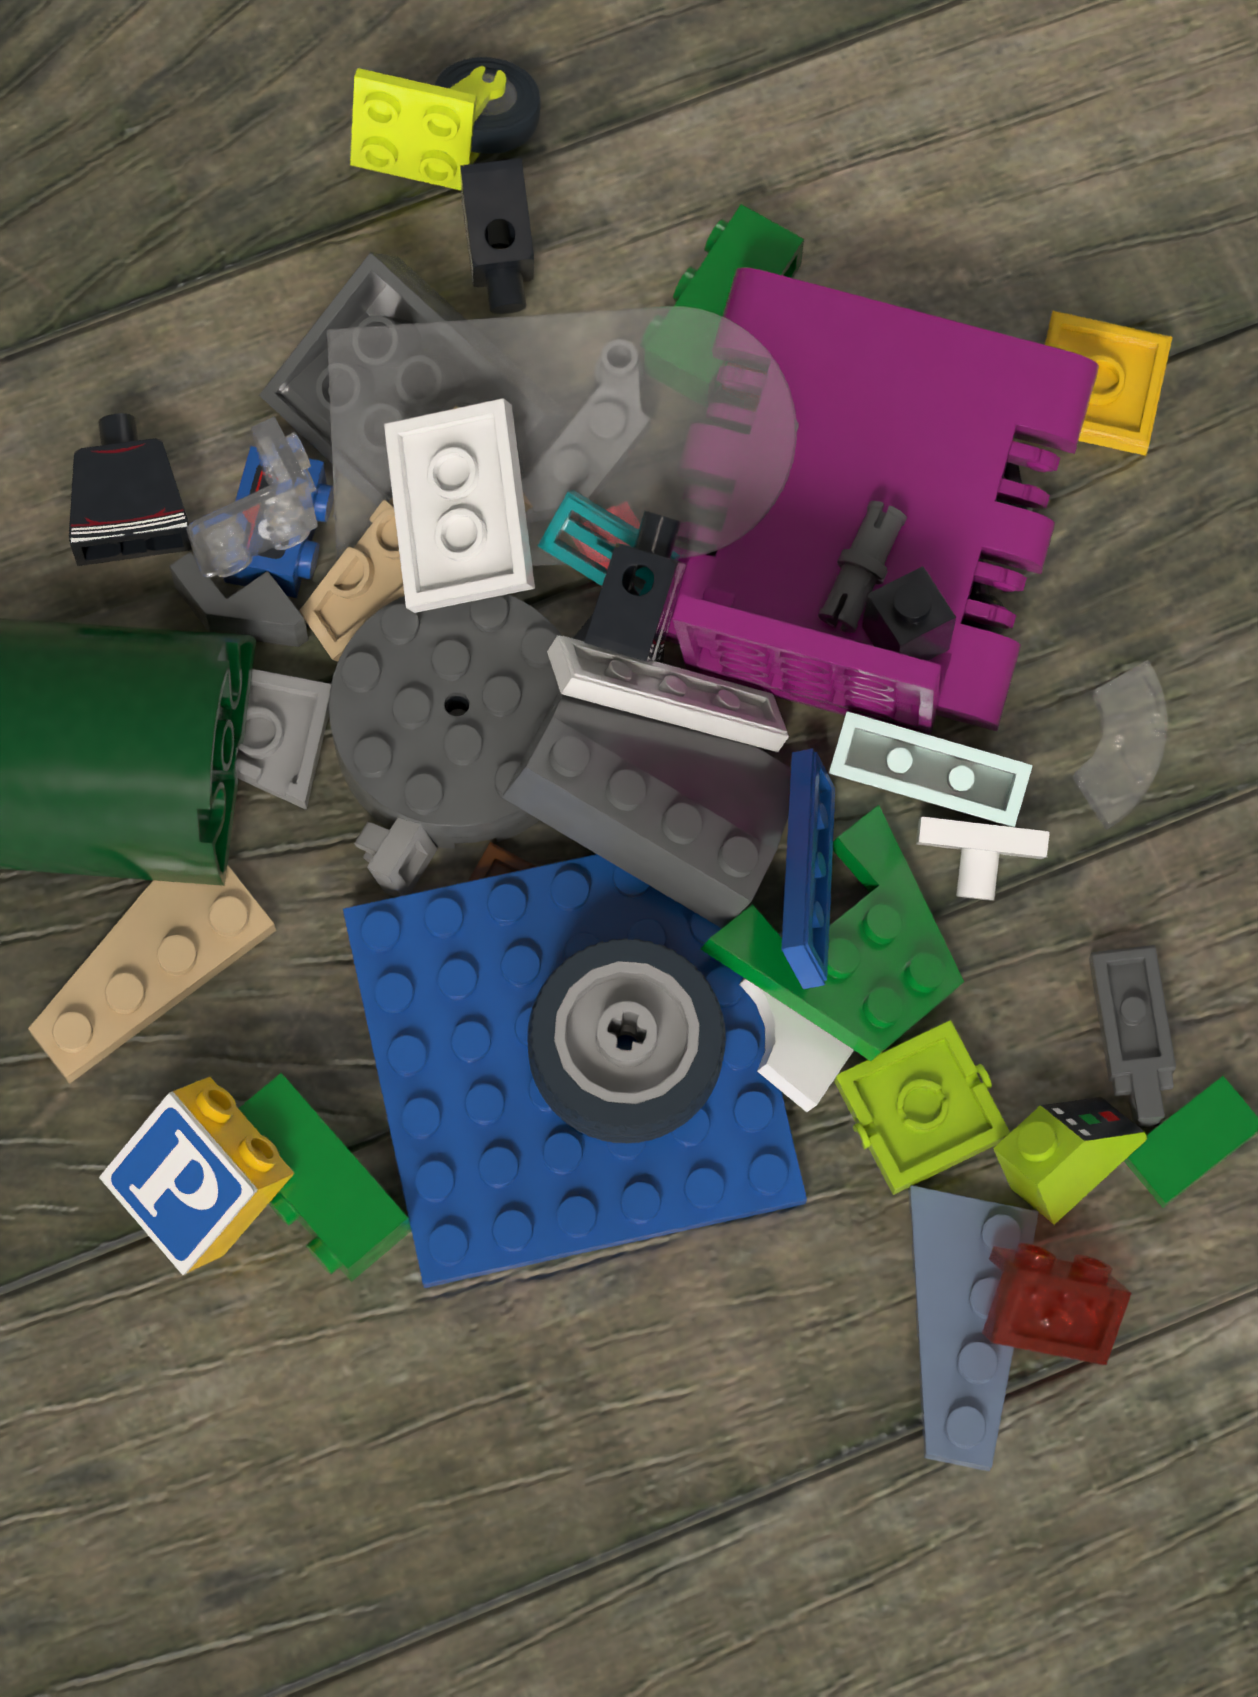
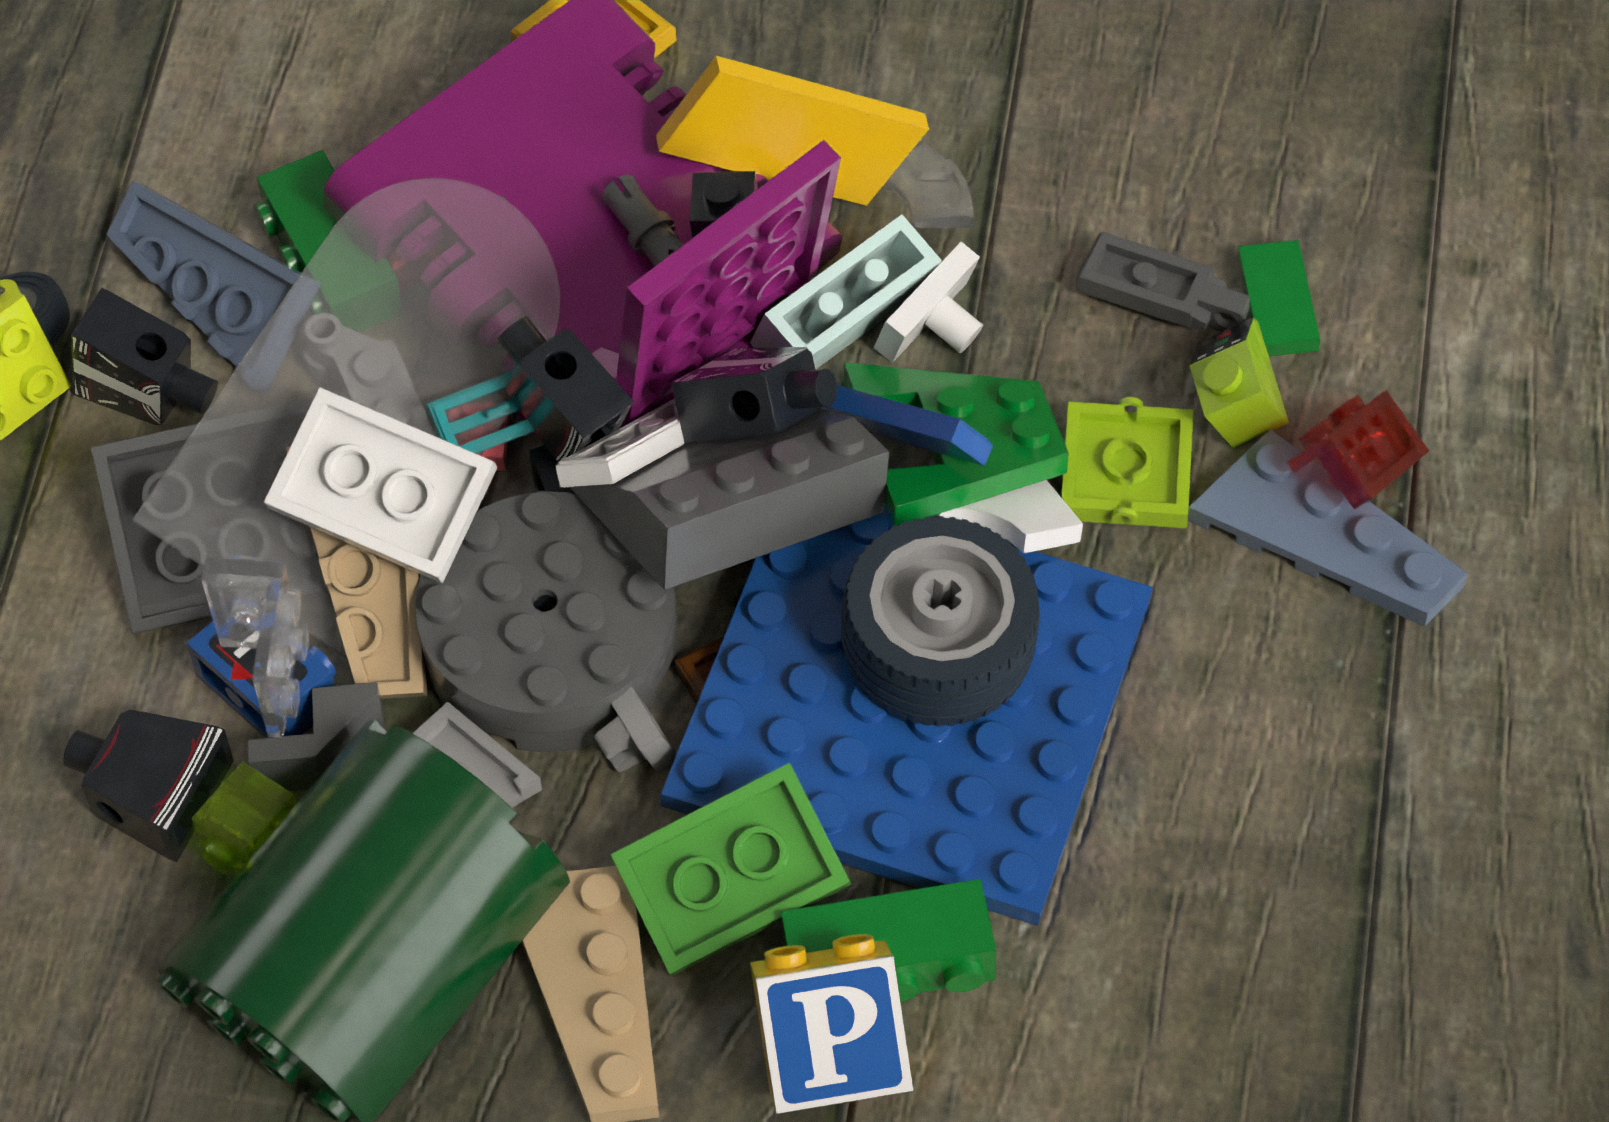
camera: 55 degrees left, 15 degrees down
(127, 592) = (240, 818): none -> clear neon green brick
(302, 1008) = (730, 869): none -> bright green plate
(636, 227) = (203, 268): none -> sand blue wing
(750, 748) = (774, 389): none -> black torso
(1047, 620) = (768, 120): none -> yellow tile

